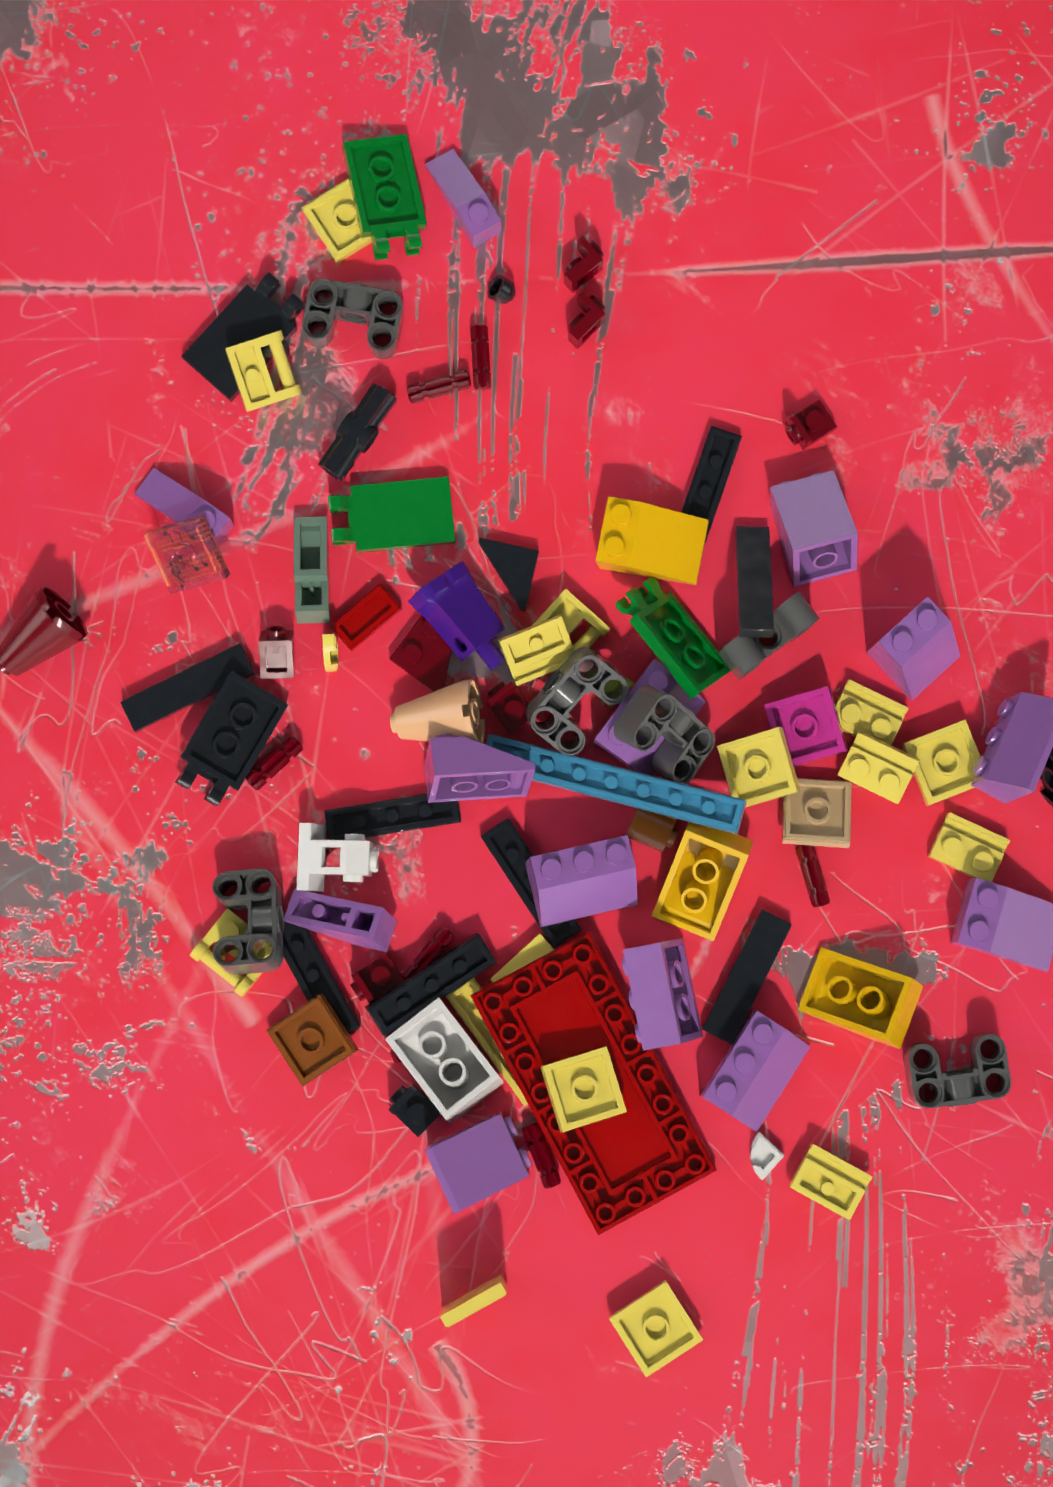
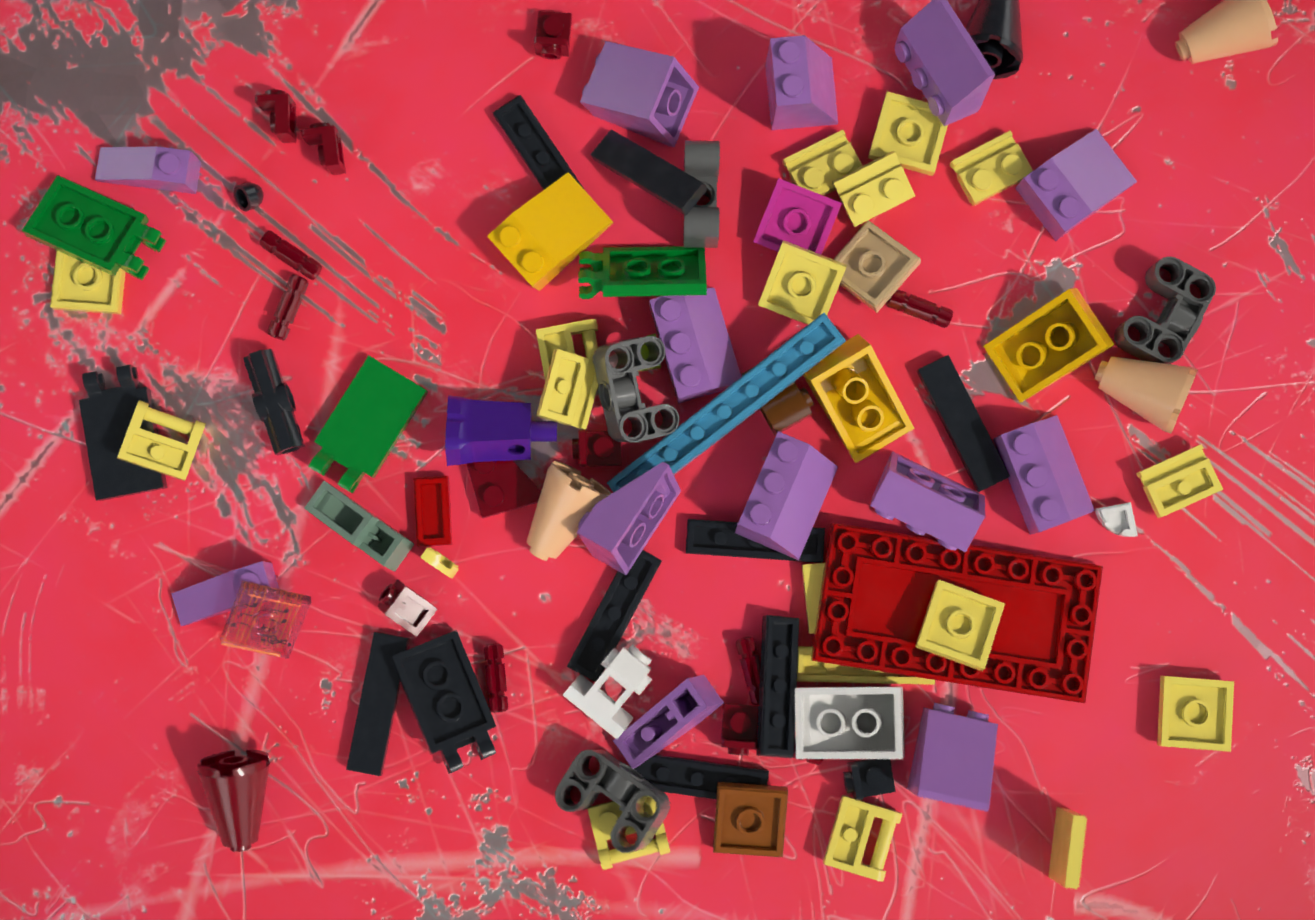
camera: 50 degrees left, 0 degrees up
(356, 305) = (167, 323): dark grey beam -> none
(358, 1127) = (851, 836): none -> light yellow plate
(514, 567) = (484, 358): black tile -> none
(541, 1155) = (985, 700): dark red axle -> none
(658, 714) = (700, 329): dark grey beam -> none
(884, 1101) = (1147, 388): none -> light nougat cone

